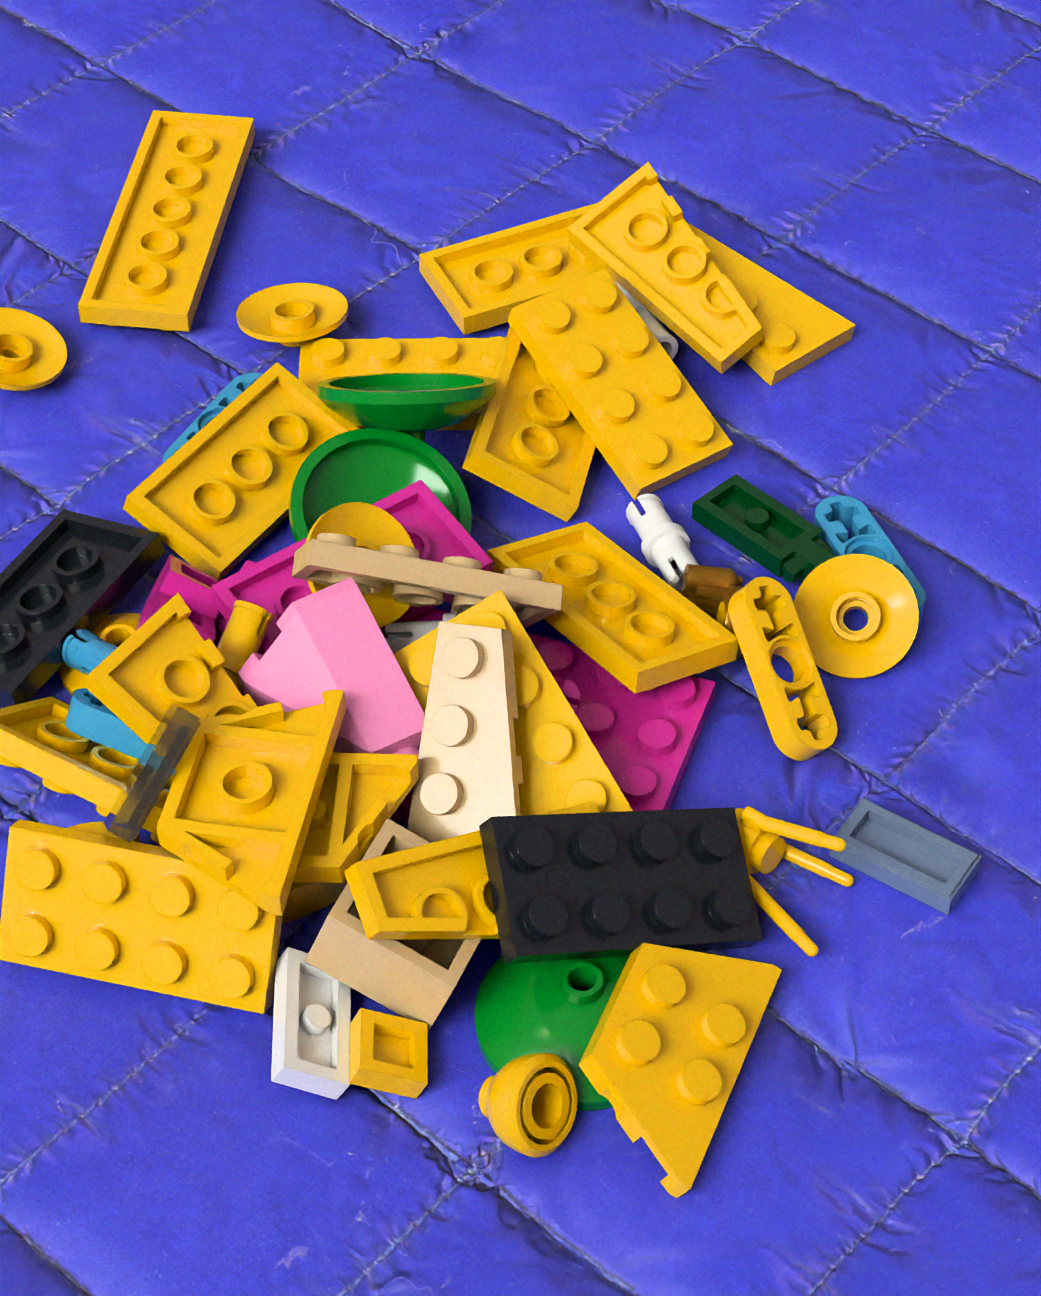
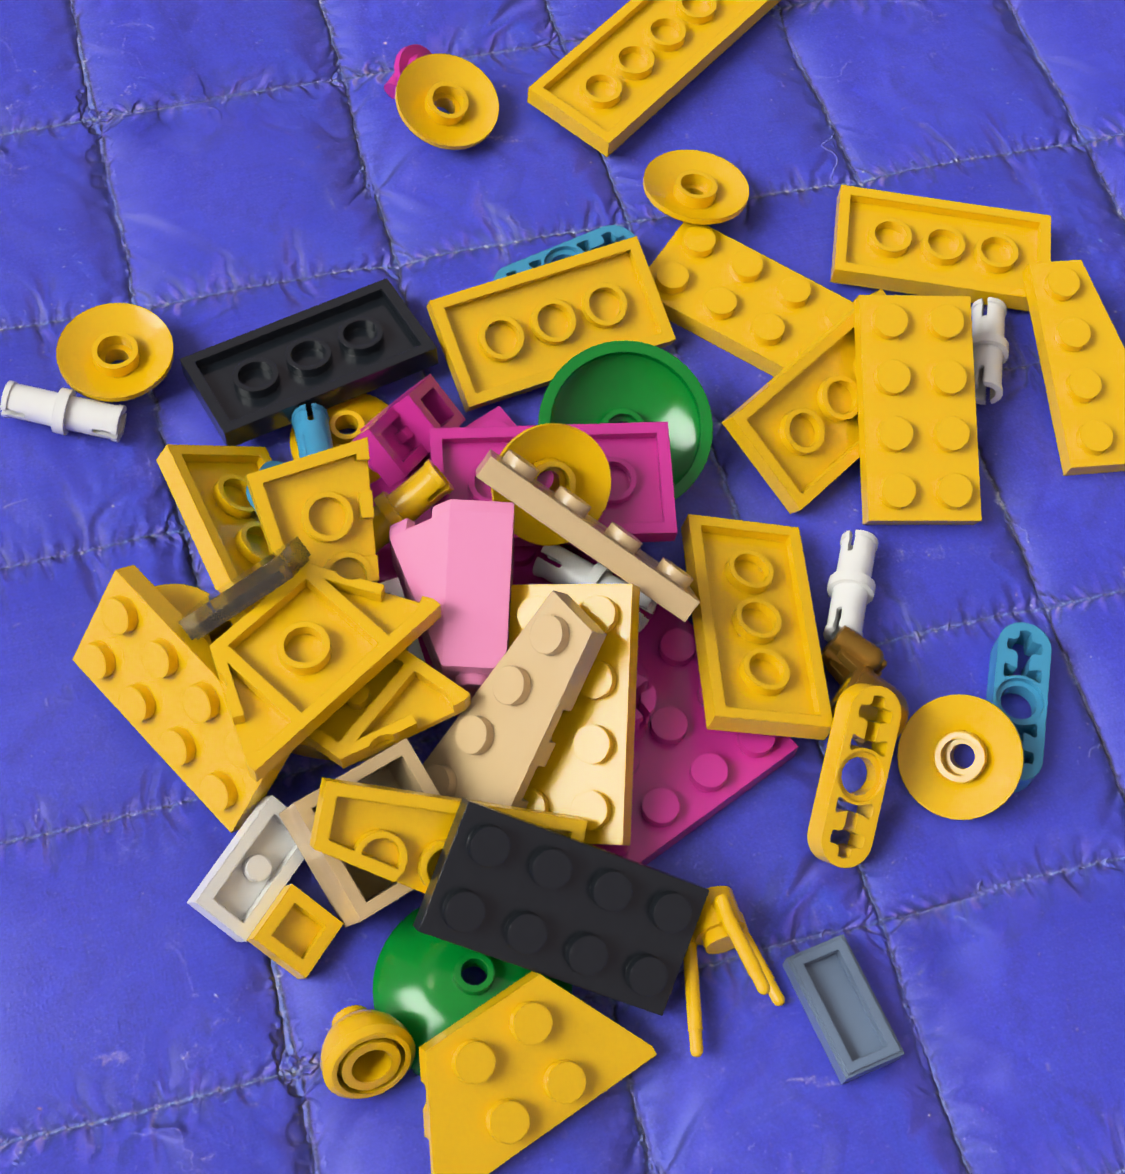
camera: 25 degrees right, 15 degrees up
(406, 400) = (715, 330): green dish -> none
(666, 268) = (1035, 317): yellow wing -> none
(762, 529) = (946, 623): dark green hinge -> none

